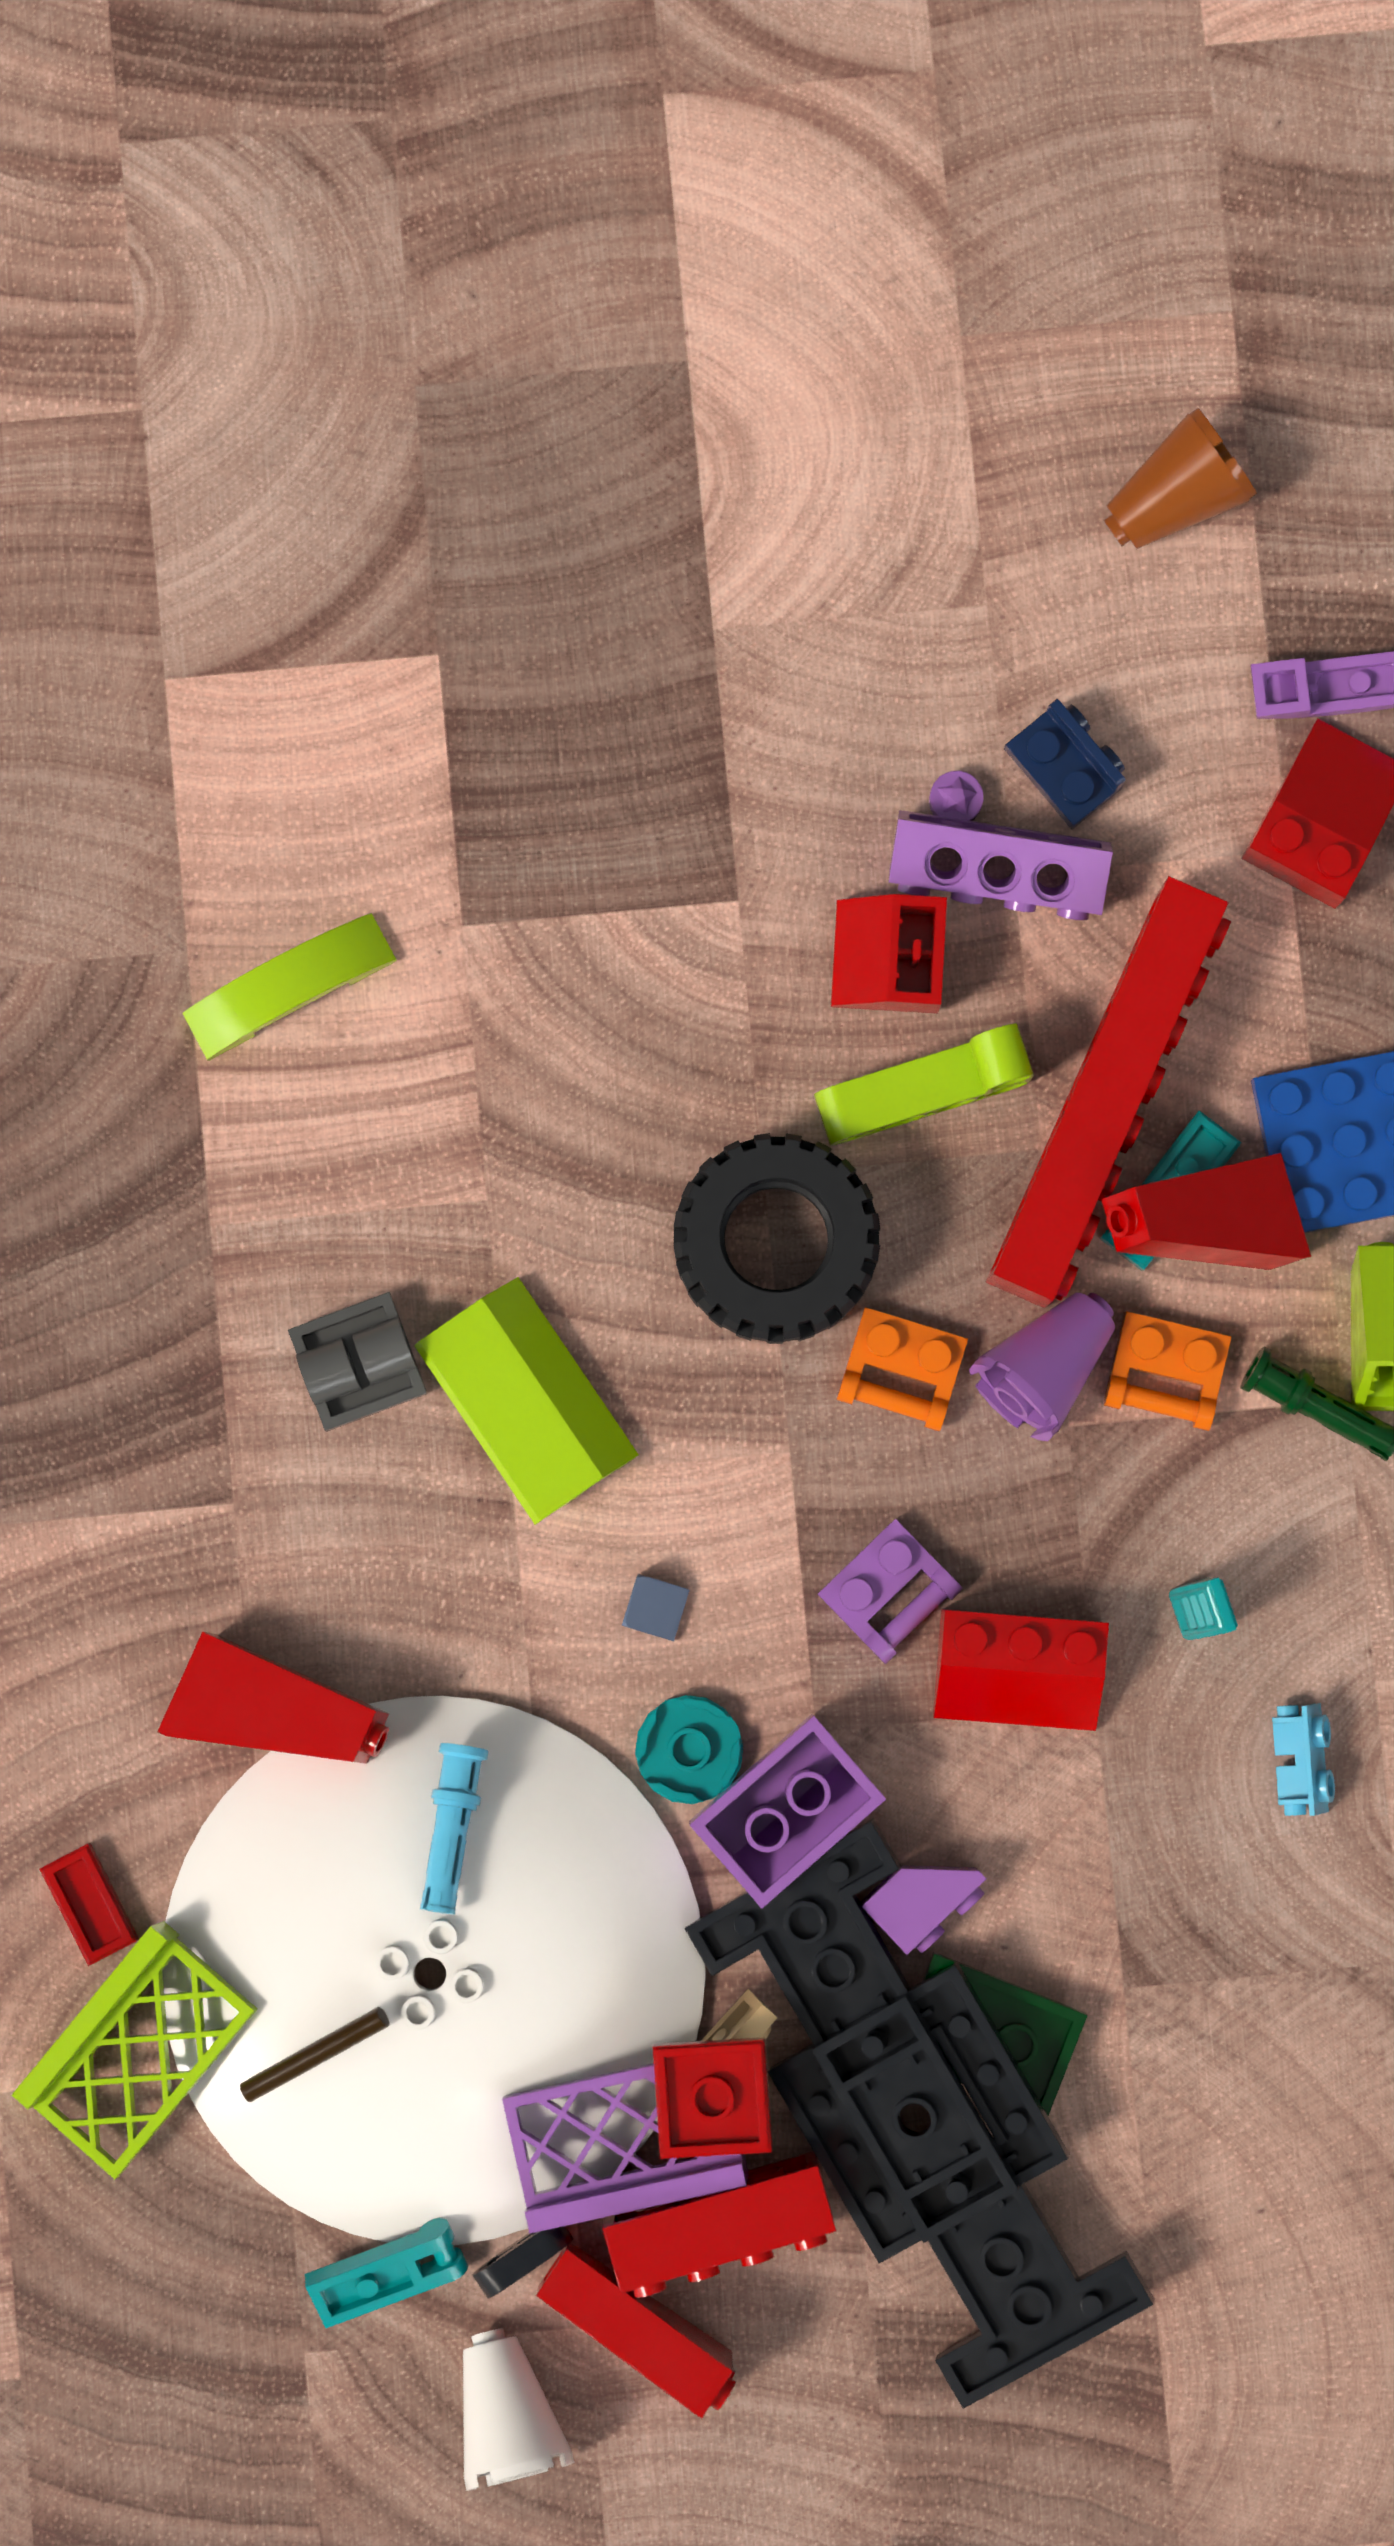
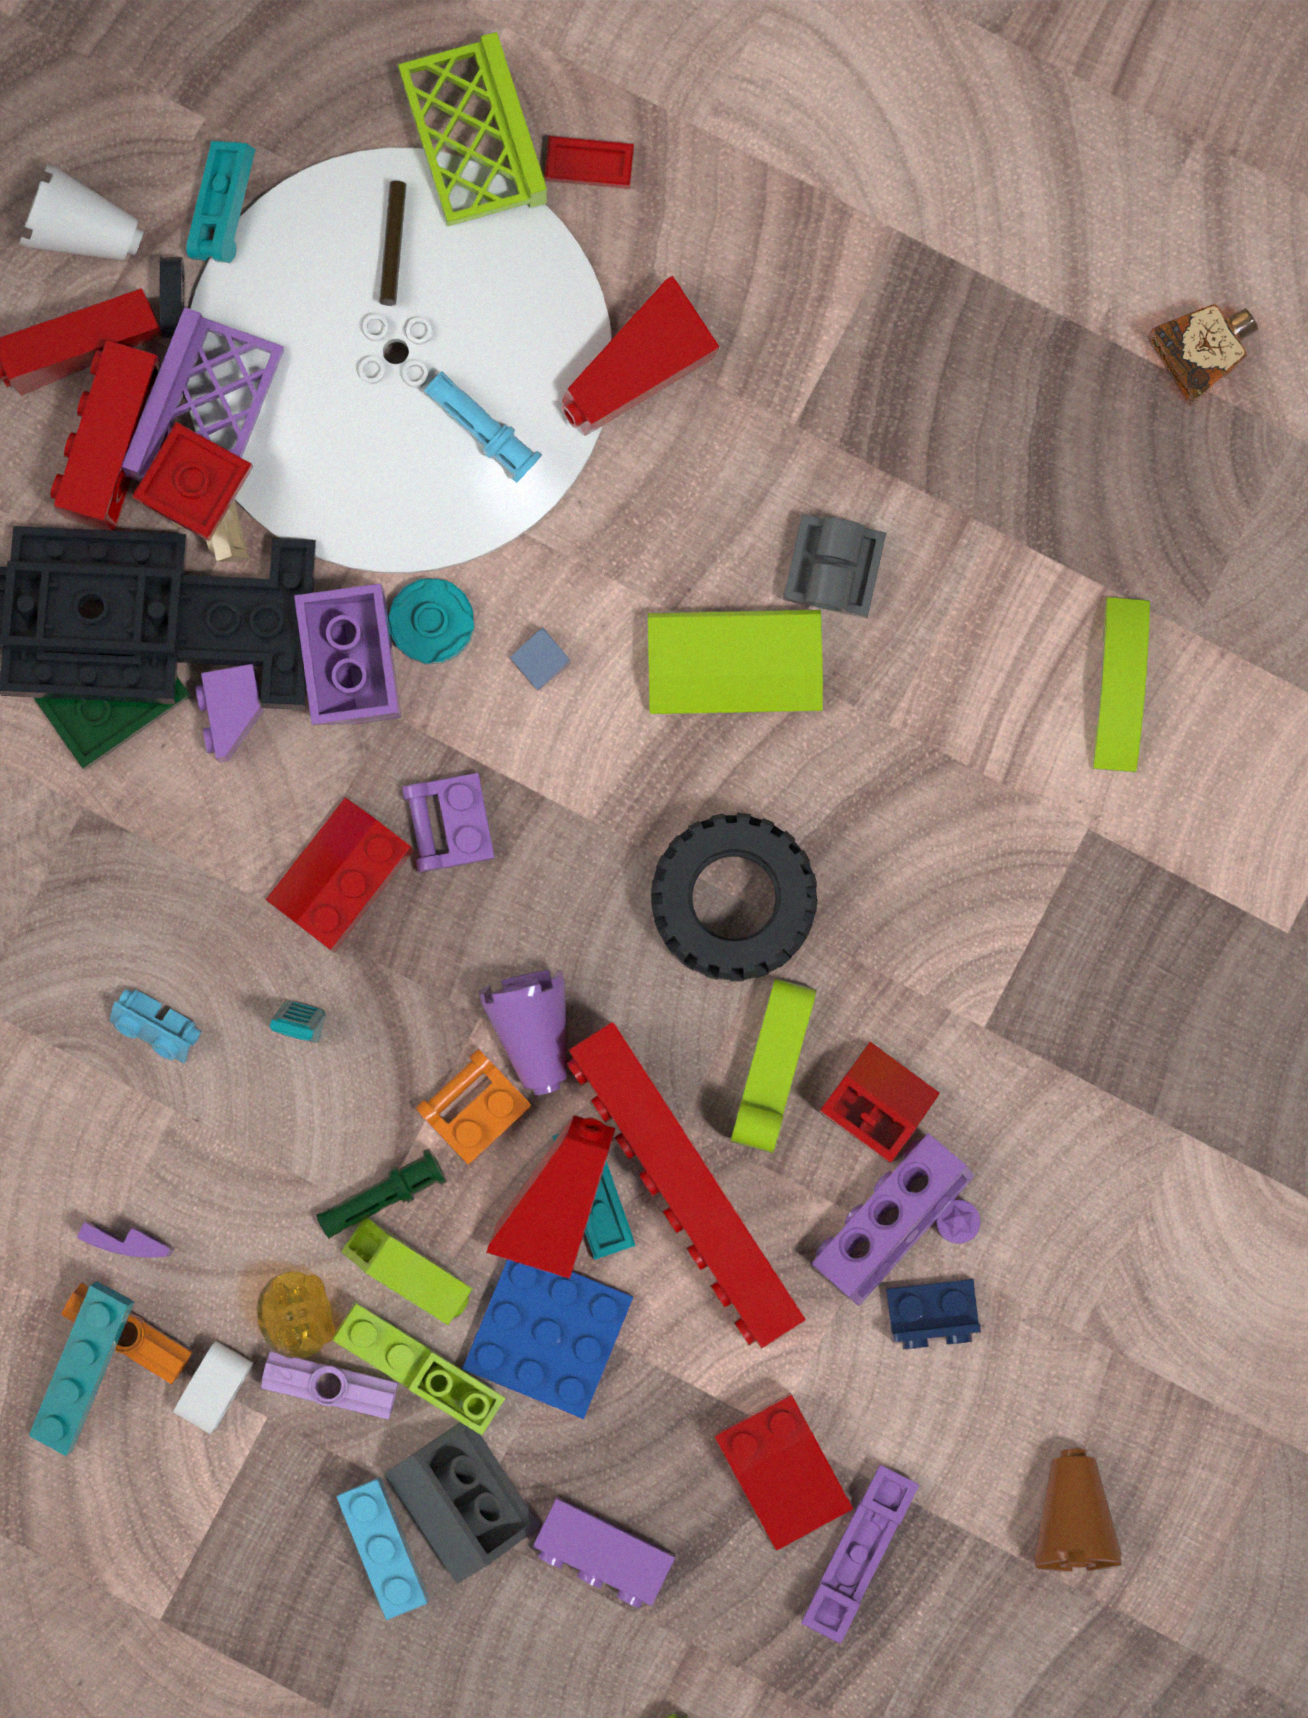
camera: 125 degrees right, 0 degrees up
(907, 1351) = (602, 939): orange plate -> none

